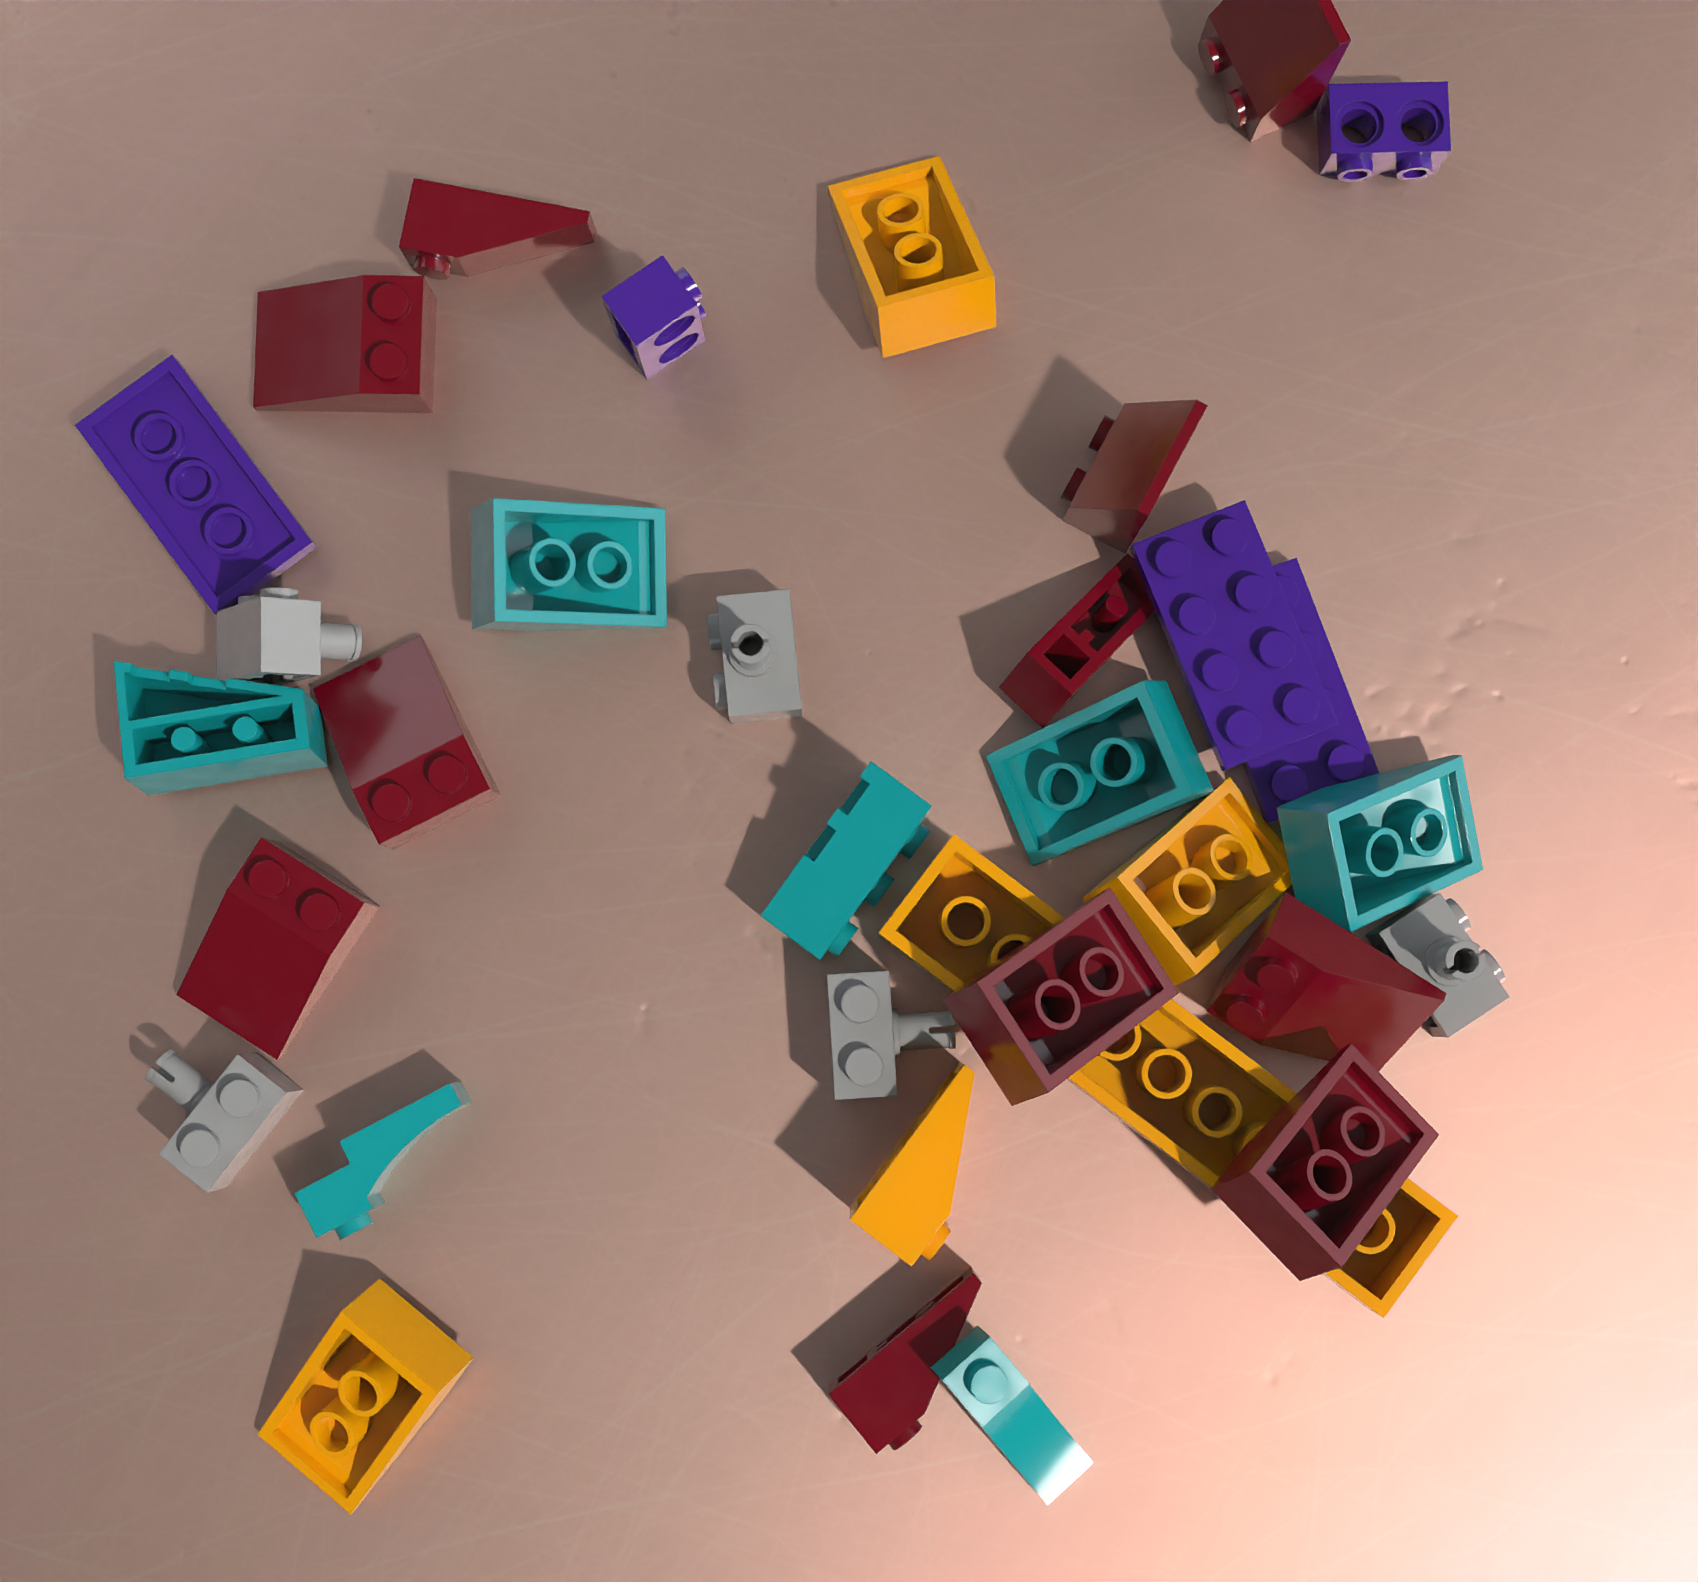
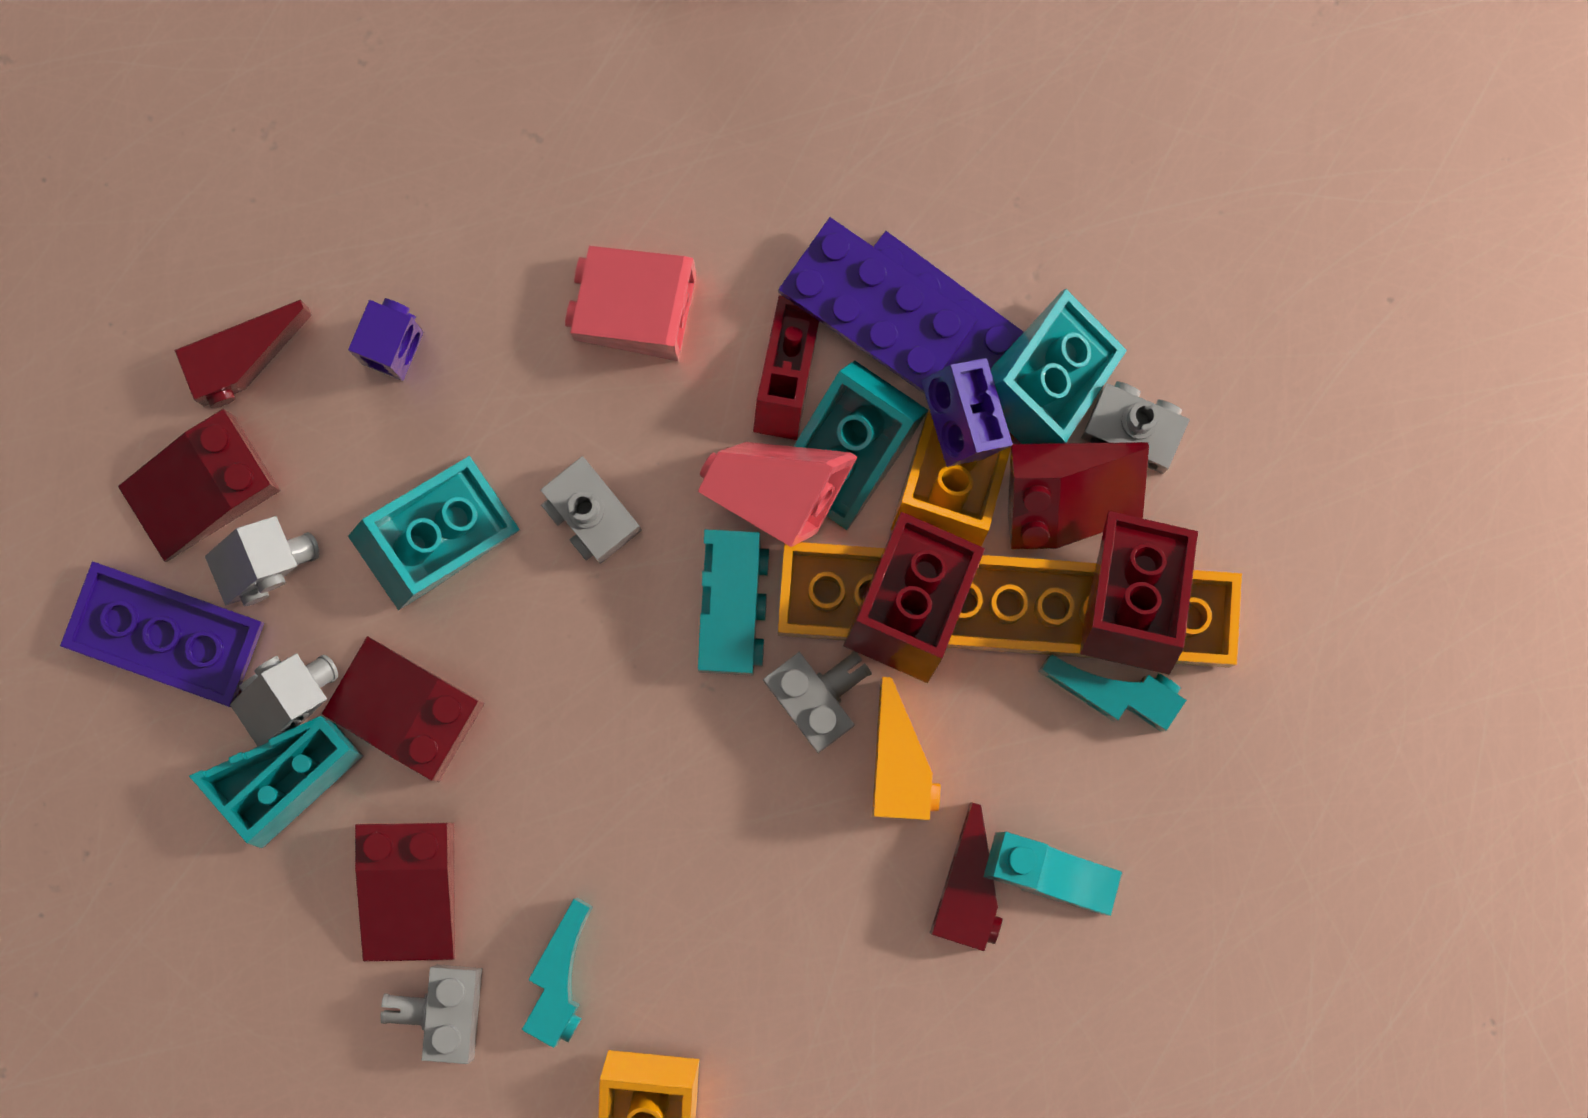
camera: 30 degrees left, 0 degrees up
(349, 468) = (257, 560): none -> light grey brick
(914, 256) = (522, 194): light orange slope -> none
(960, 452) = (632, 301): none -> coral slope
(985, 765) = (777, 486): none -> coral slope
(1130, 468) = (746, 244): dark red slope -> none
(1252, 1285) = (1150, 699): none -> teal slope
(1259, 822) = (966, 412): none -> dark purple brick

